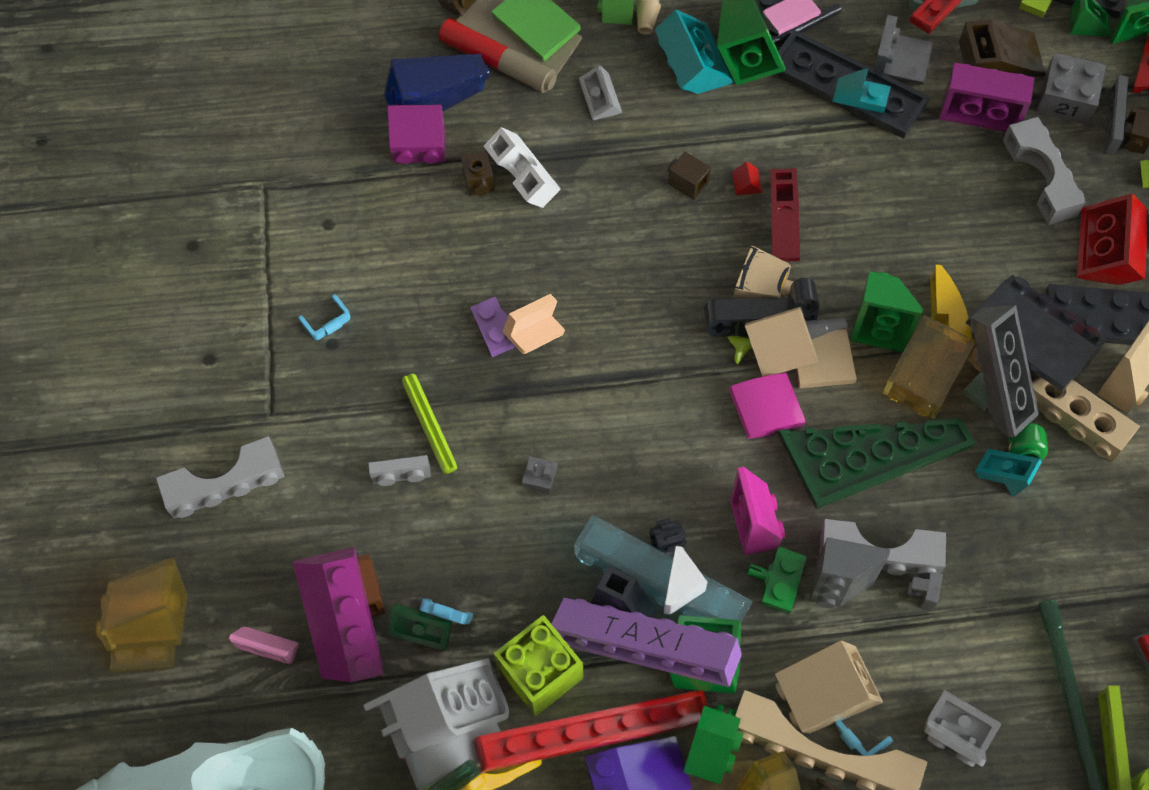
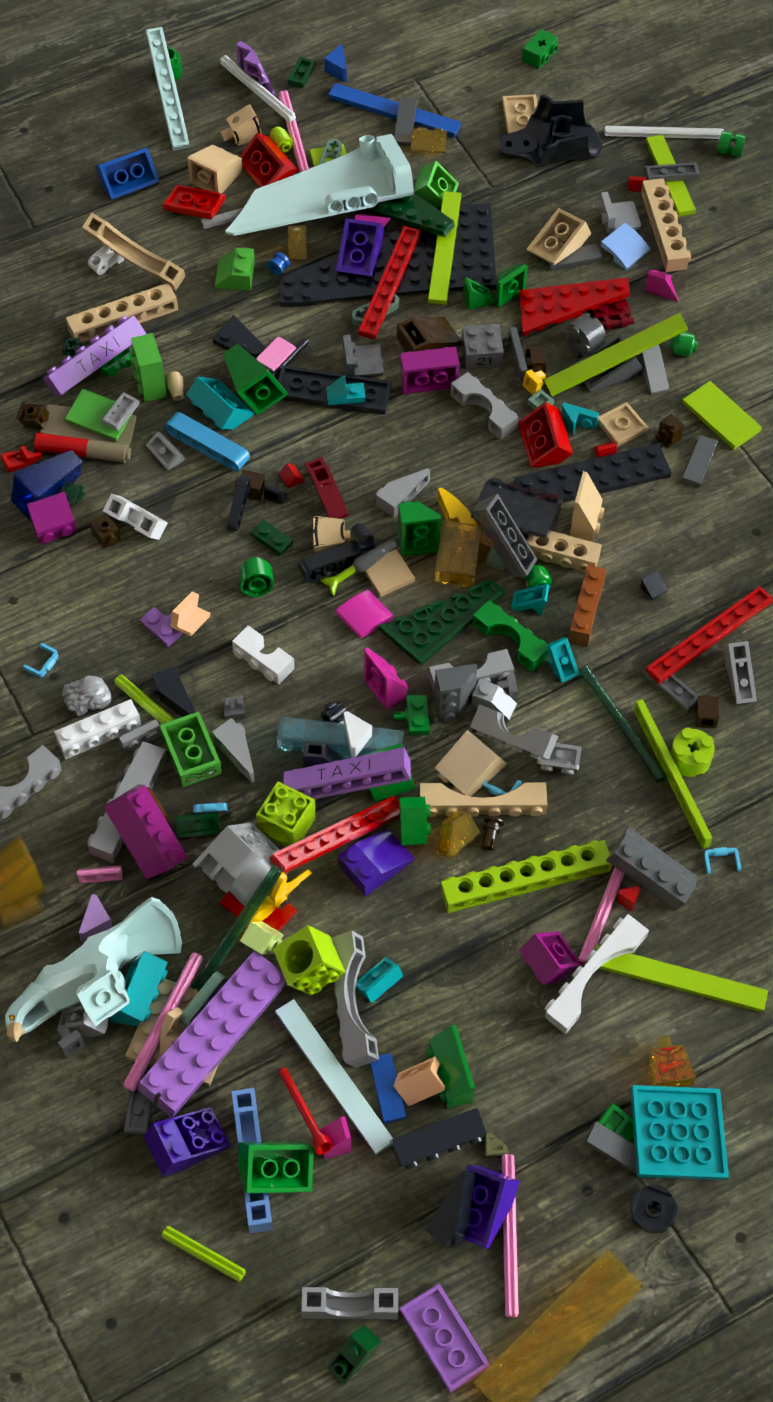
camera: 25 degrees left, 5 degrees down
(227, 712) = (95, 919): none -> lavender slope
(350, 439) = (98, 729): none -> white brick
(357, 386) = (86, 694): none -> light grey hair
(370, 533) = (144, 770): none -> light grey brick
(416, 45) = (19, 459): none -> red slope
(454, 515) = (190, 749): none -> bright green brick
(459, 110) = (73, 492): none -> clear green gear
(467, 423) = (171, 691): none -> black slope
(517, 527) = (232, 742): none -> light grey slope
(561, 24) = (120, 411): none -> light grey plate
(616, 436) = (273, 666): none -> white arch
(642, 303) = (256, 577): none -> green piece
(657, 99) = (207, 441): none -> dark azure beam
(661, 194) = (239, 503): none -> black beam
(687, 255) = (271, 537): none -> dark green plate
(715, 197) = (274, 494): none -> black slope
(781, 342) = (358, 570): tan tile -> none
(882, 637) = (492, 723): none -> light grey arch
(884, 251) = (401, 491): none -> light grey slope
(898, 601) = (493, 697): none -> light grey slope
(942, 480) = (493, 620): none -> green arch
(1020, 578) = (562, 660): none -> teal slope
(1086, 509) = (587, 606): none -> dark orange arch
(1123, 186) = (539, 398): none -> sand green tile
(1125, 159) = (533, 381): none -> yellow tile

